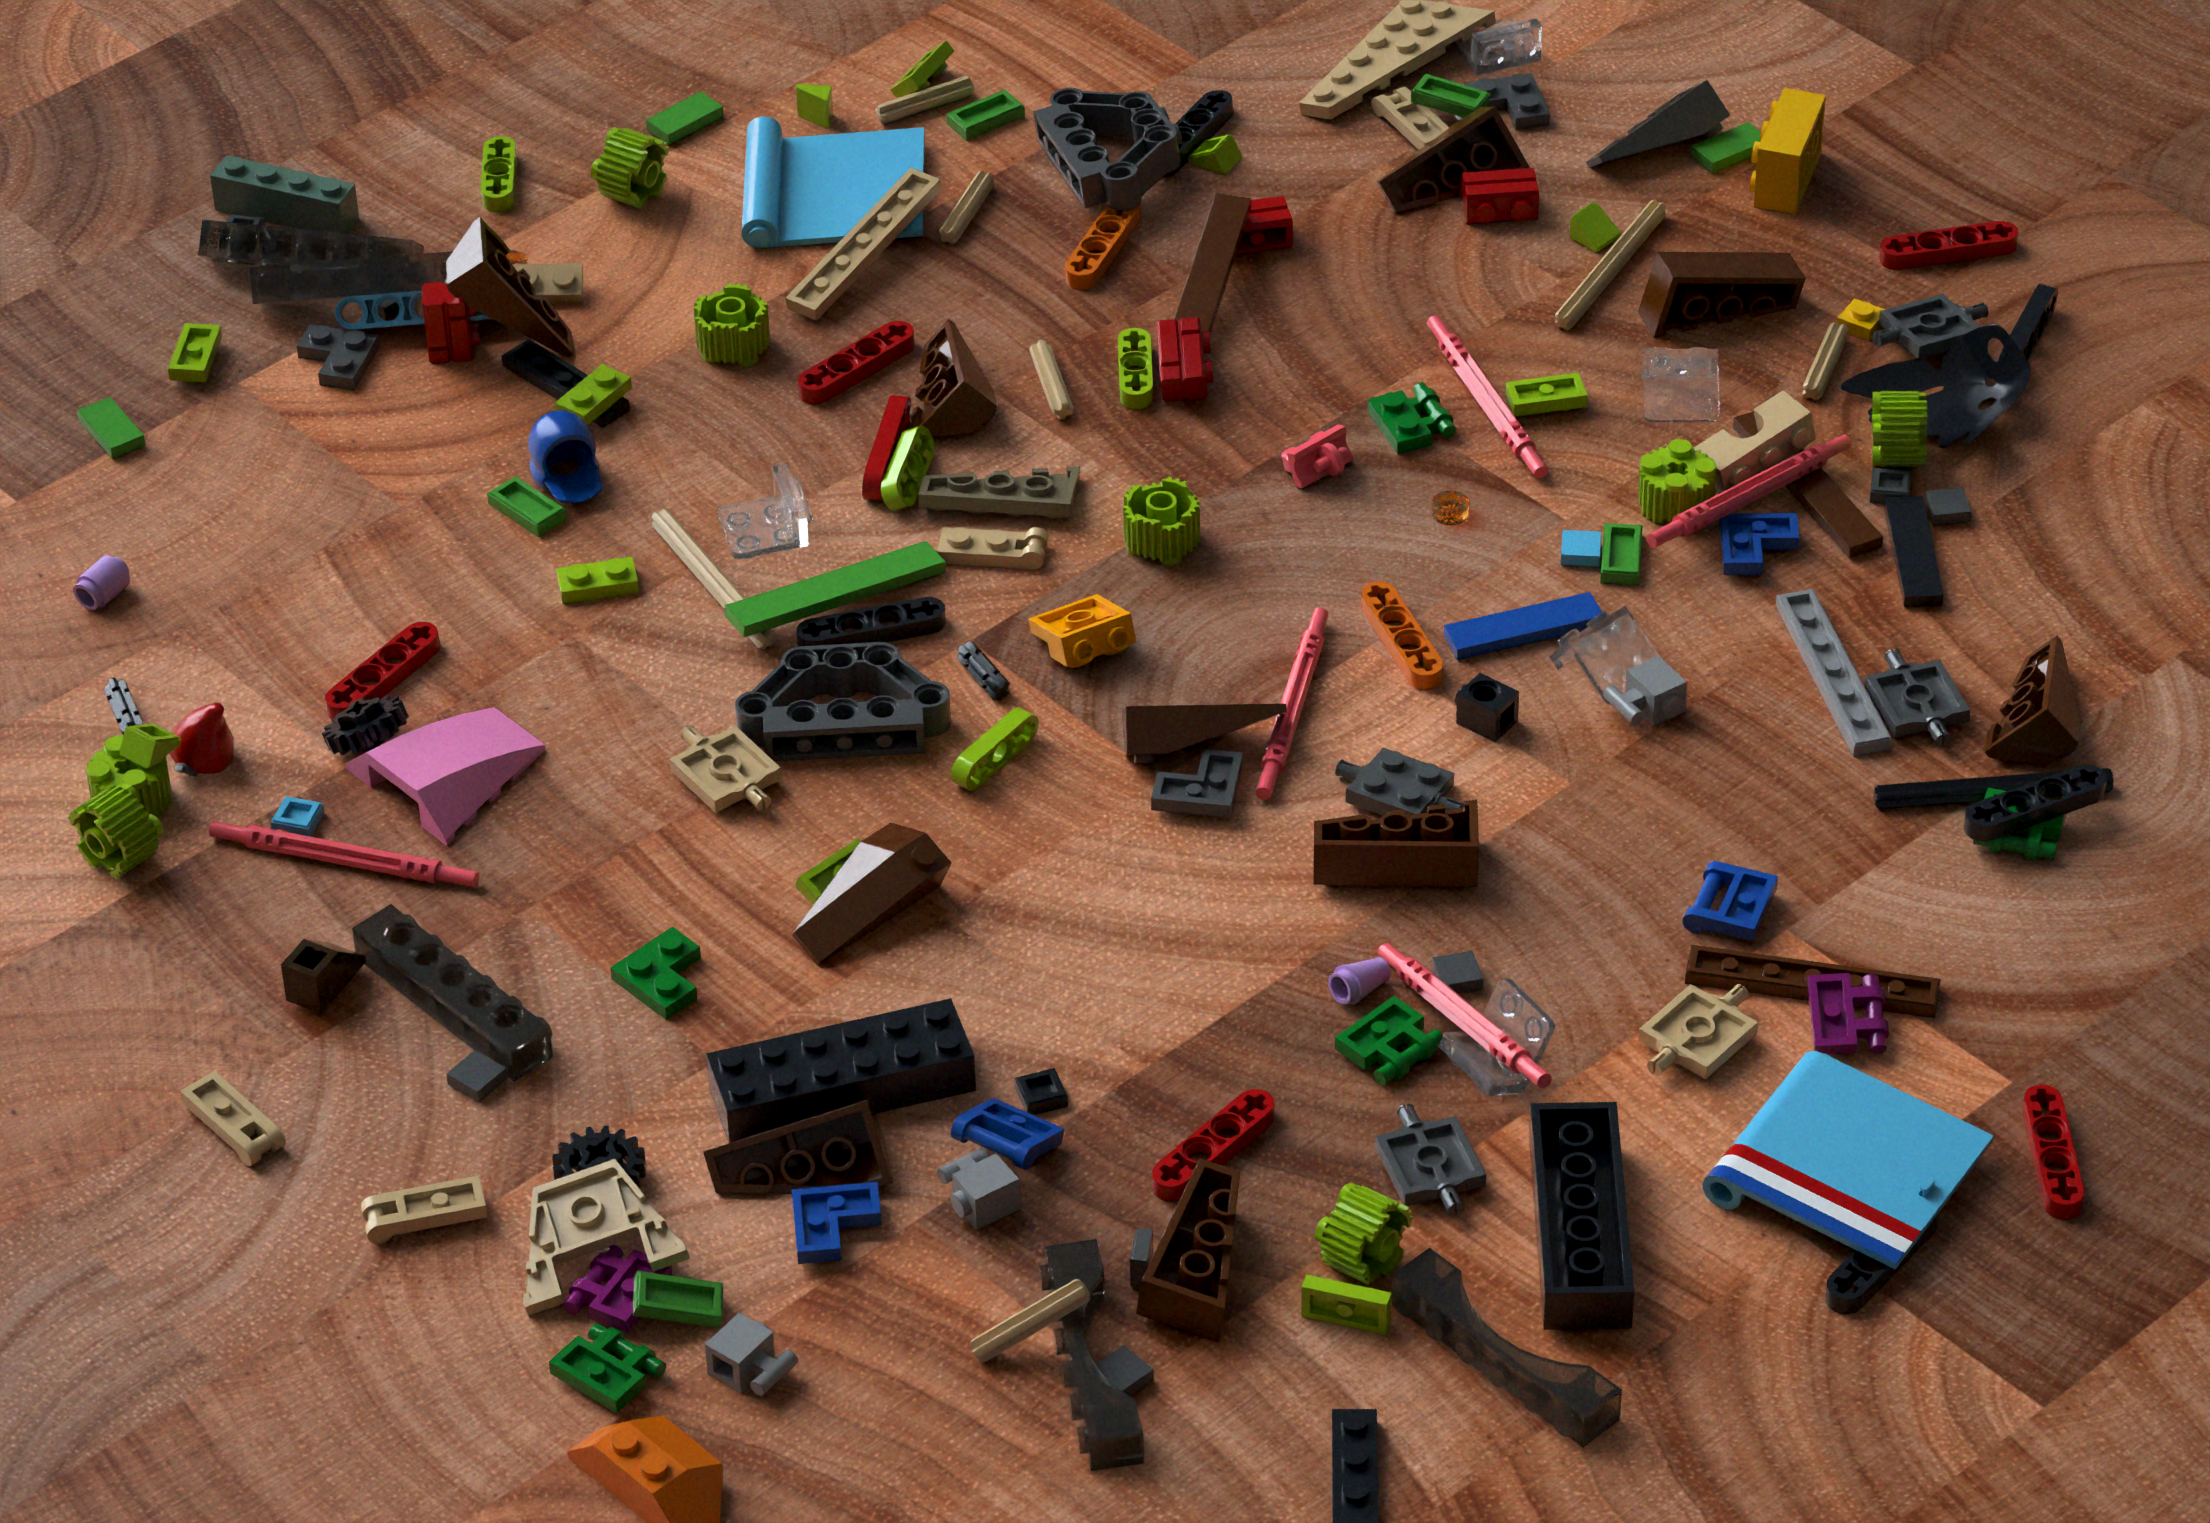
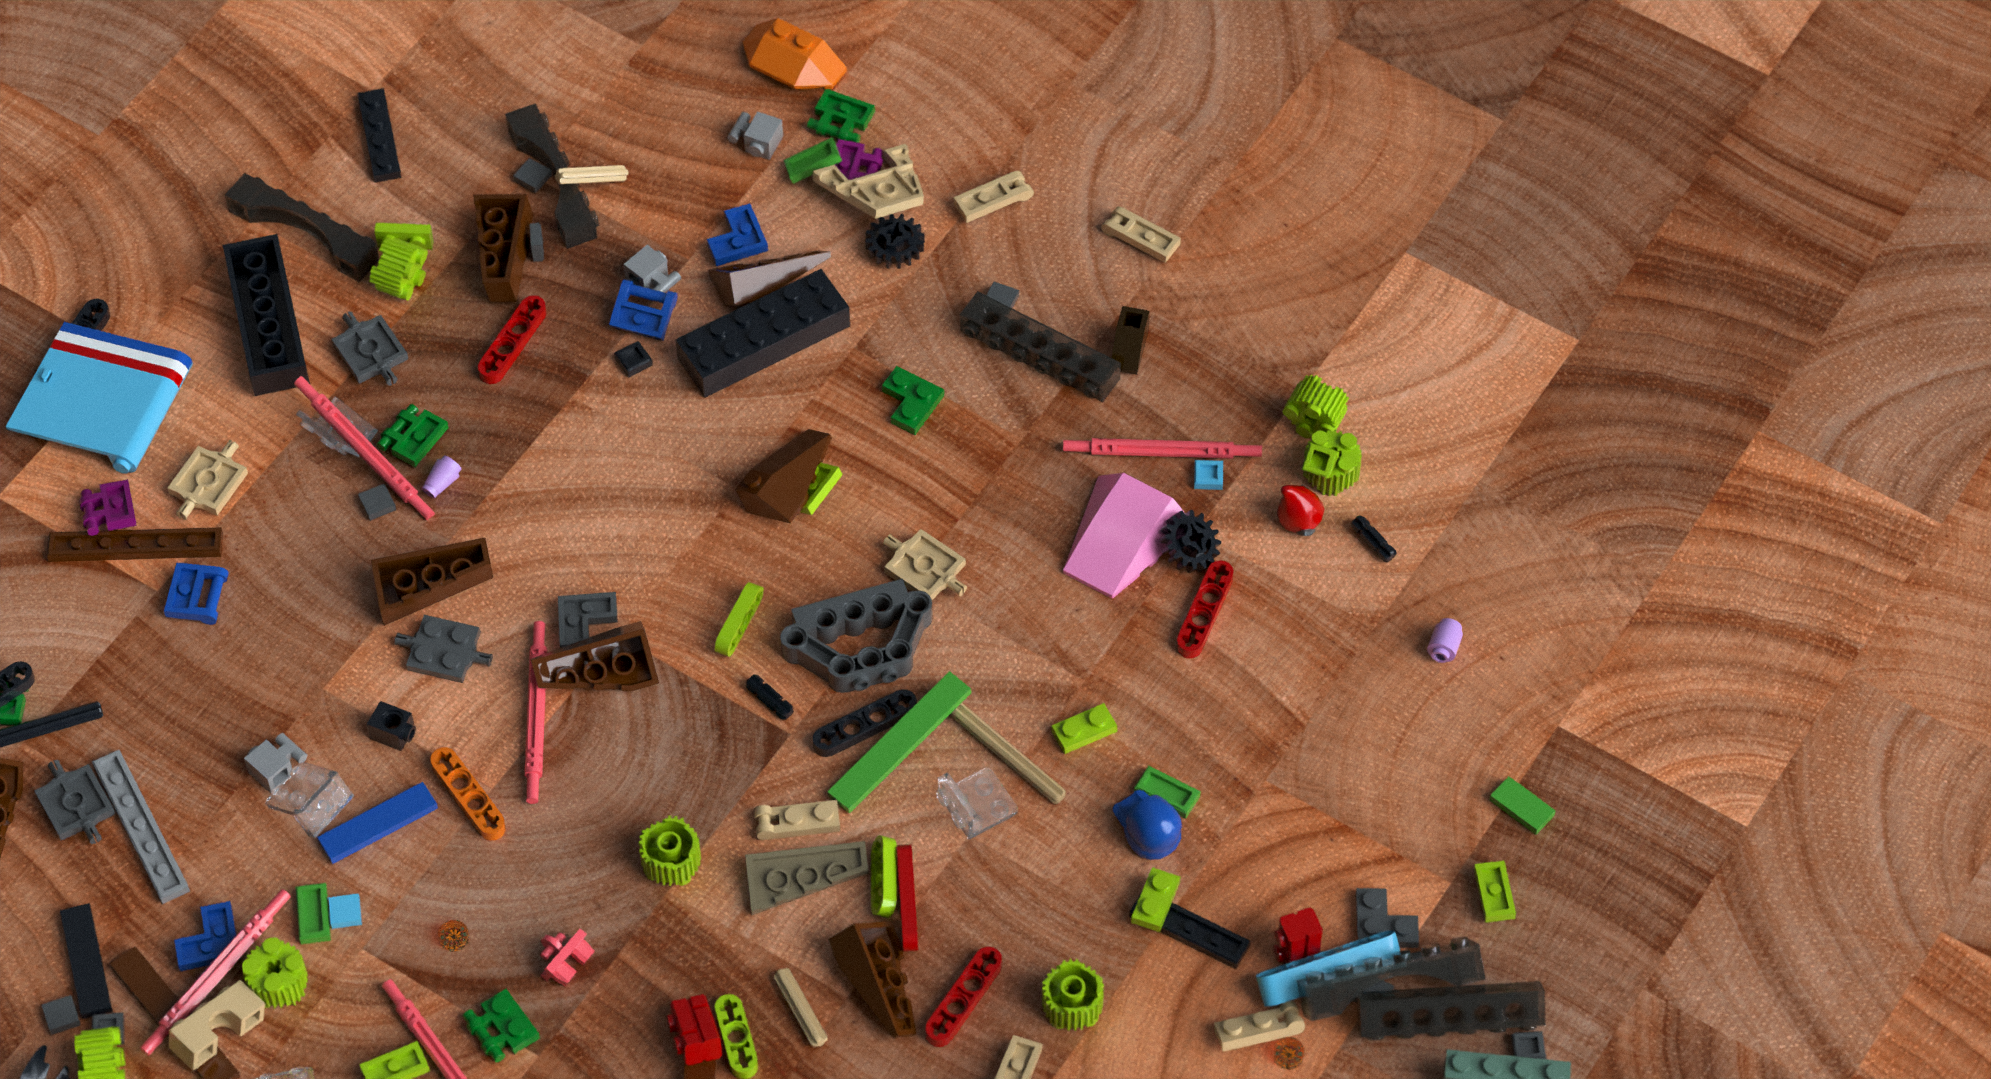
camera: 165 degrees right, 15 degrees up
(493, 287) = (1253, 942): reddish brown wedge -> none
(1084, 630) = (704, 738): light orange plate -> none

